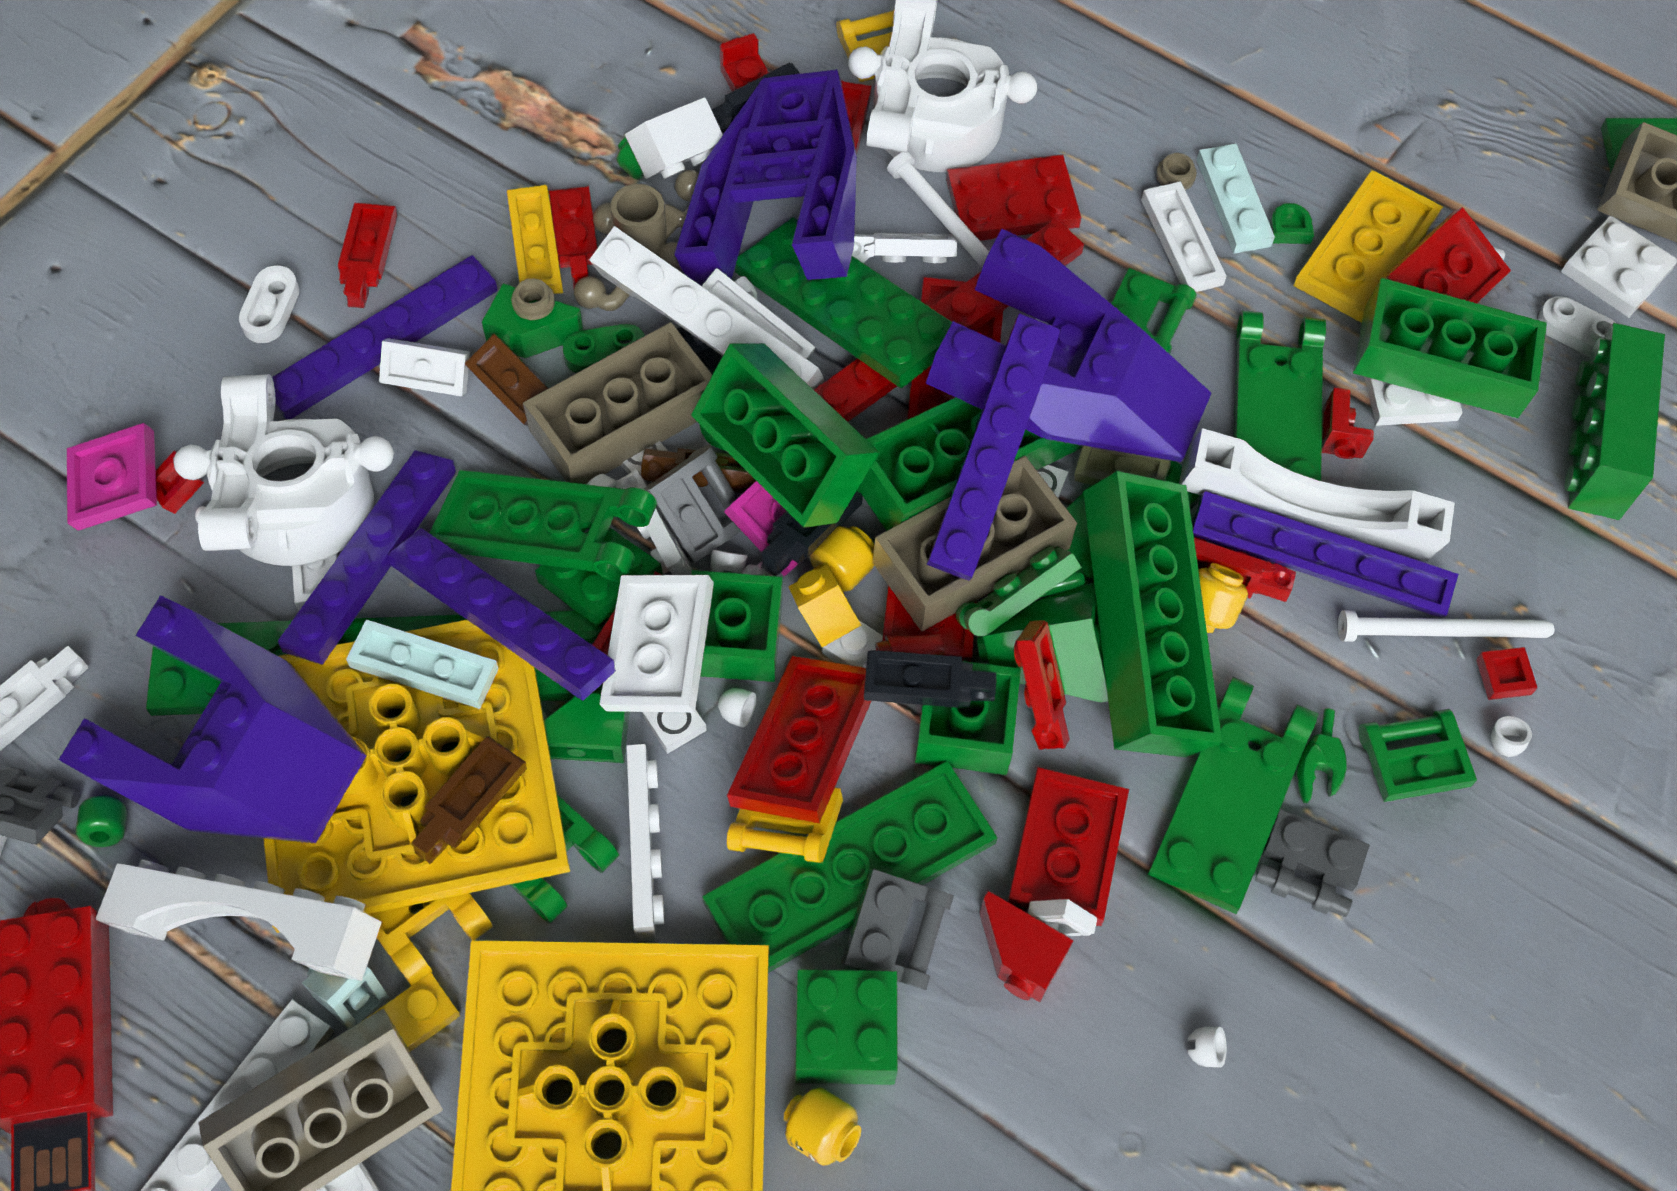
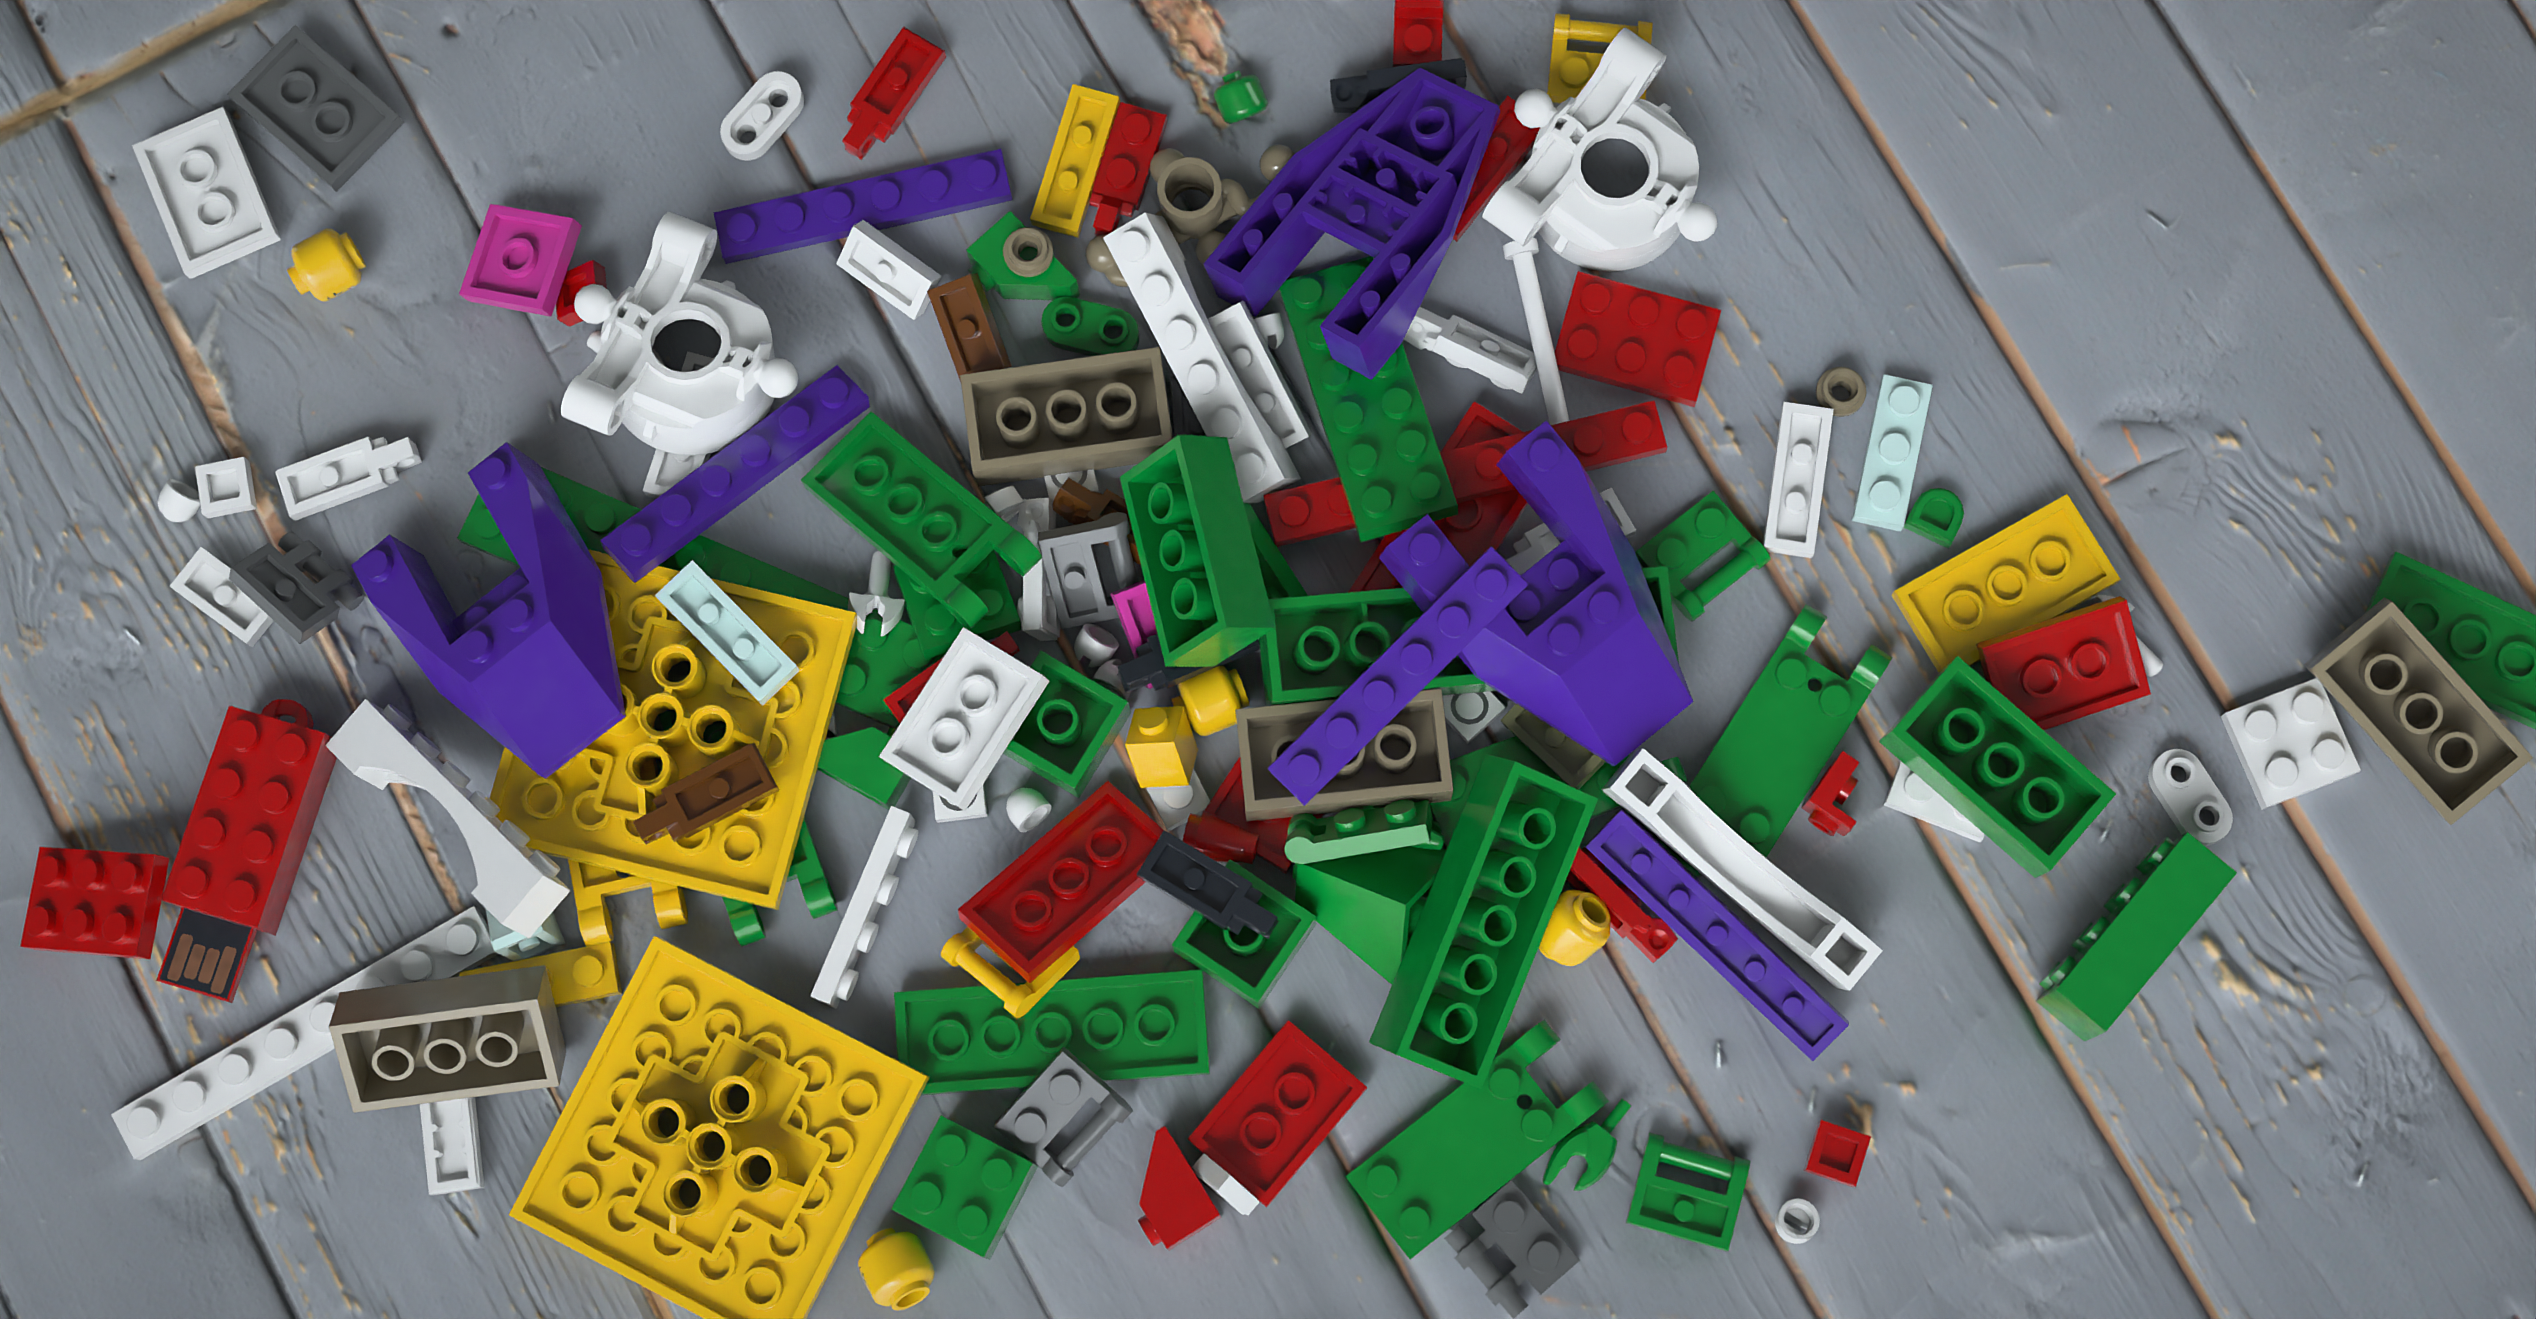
camera: 35 degrees right, 15 degrees up
(101, 821) = (370, 639): green piece -> none
(502, 614) = (829, 610): dark purple plate -> none
(547, 601) = (877, 597): none -> white bar
(675, 138) = (1283, 106): white brick -> none
(1043, 685) = (1332, 940): red hinge -> none
(1351, 625) = (1804, 1070): white bar -> none

